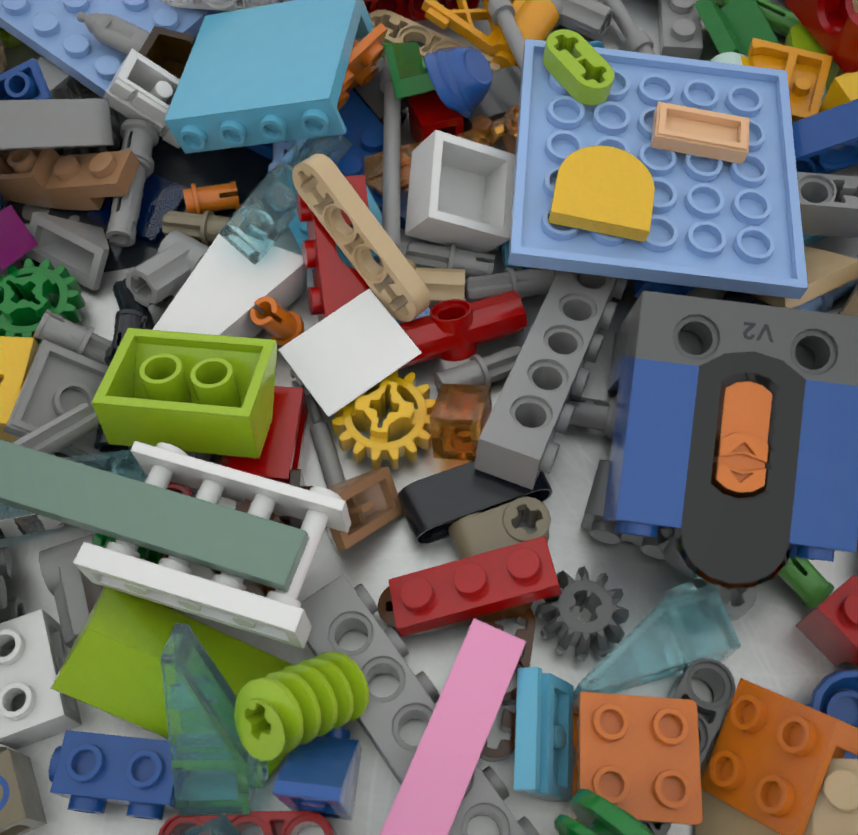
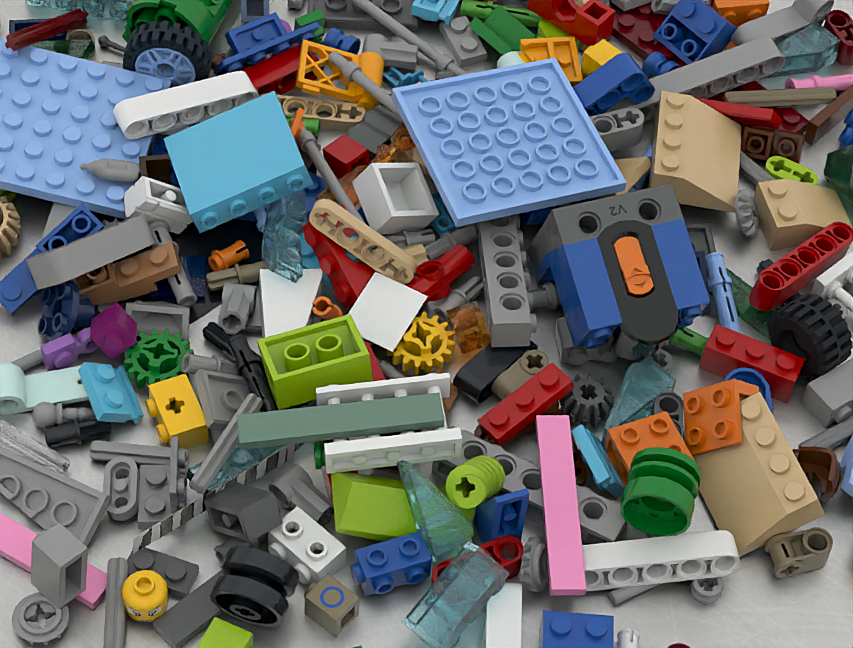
camera: 30 degrees left, 10 degrees down
(407, 70) = (329, 136): green panel -> none
(459, 77) = (361, 124): blue hat -> none
(578, 67) = (436, 96): lime beam -> none
(604, 193) = (492, 167): yellow tile -> none
(700, 132) = (525, 113): light nougat tile -> none

